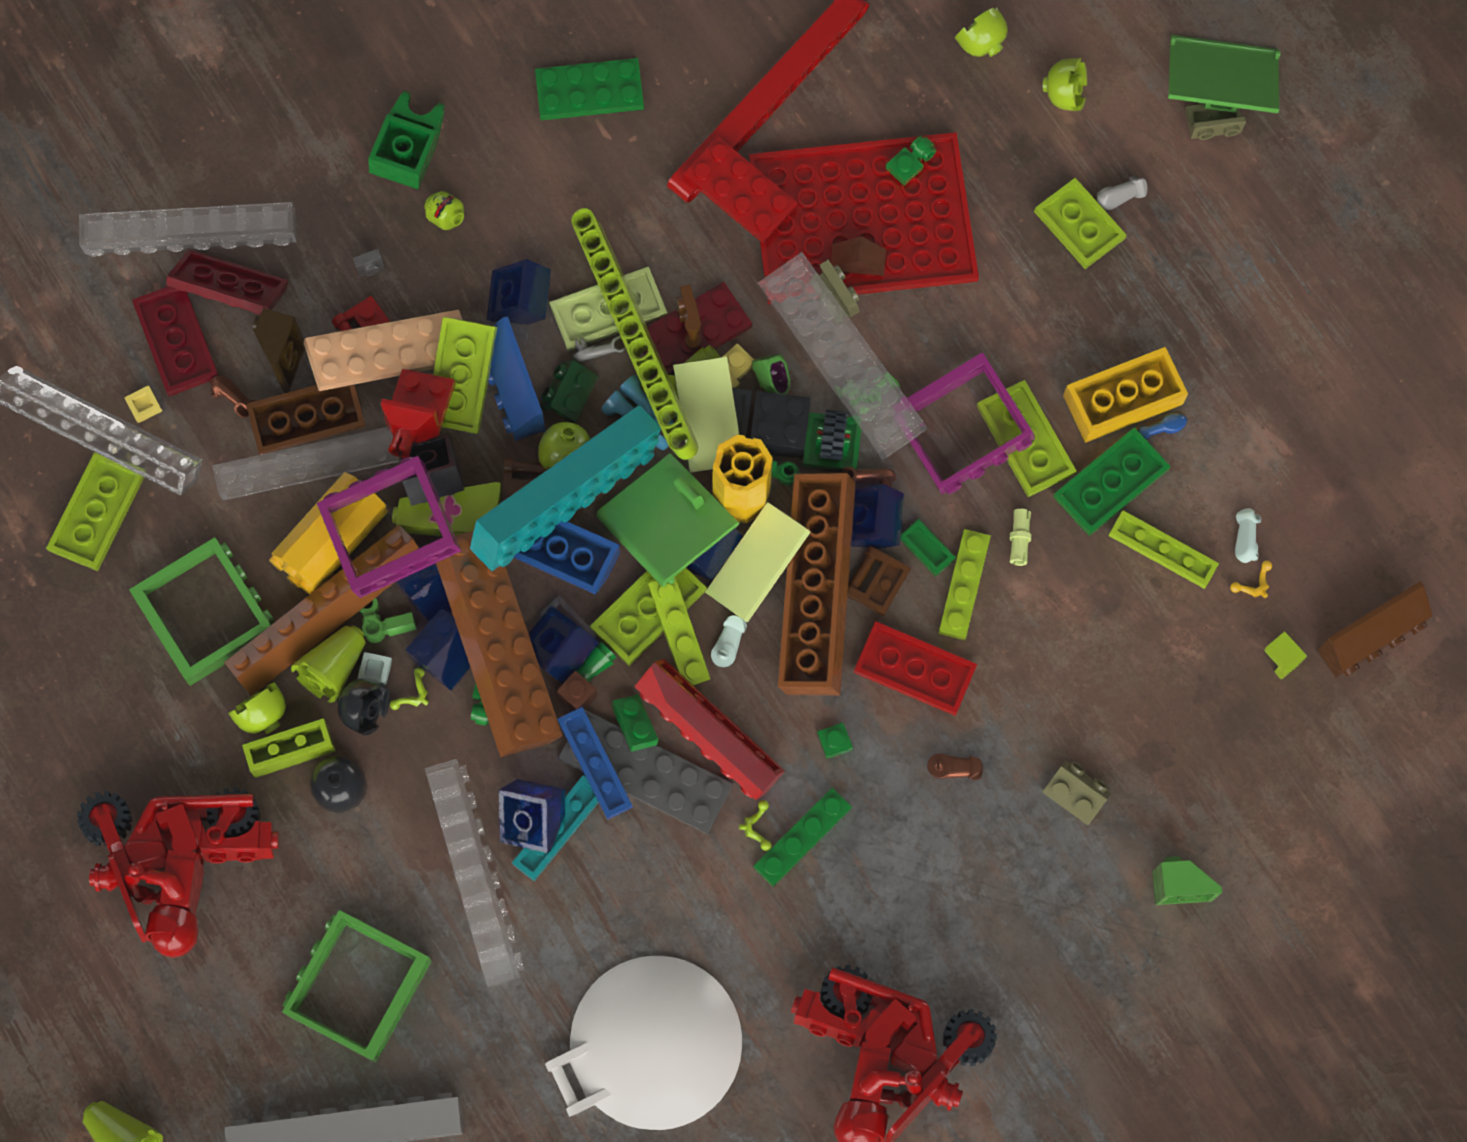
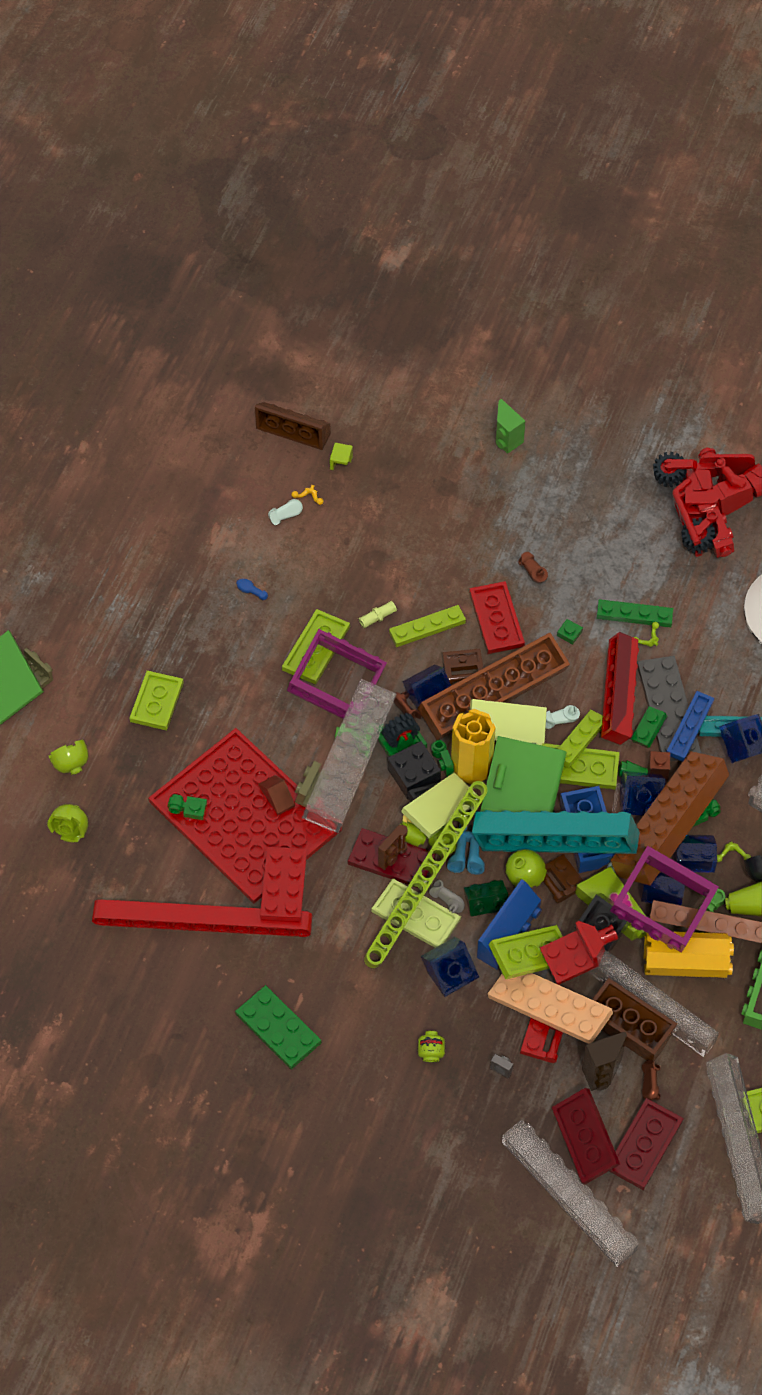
camera: 125 degrees left, 15 degrees down
(143, 404) = (701, 1129): light yellow plate -> none
(375, 667) = (738, 879): light aqua plate -> none
(406, 143) = (398, 1104): green brick -> none
(739, 361) = (391, 821): light yellow plate -> none
(772, 374) = (385, 795): bright green rock -> none
(927, 548) = (421, 655): green tile -> none
(1077, 791) = (496, 505): olive bracket -> none
(1111, 481) = (307, 591): green plate -> none
(1115, 196) = (127, 694): light grey piece -> none
(1125, 394) = (251, 610): yellow brick -> none
(1163, 549) = (326, 545): lime plate -> none

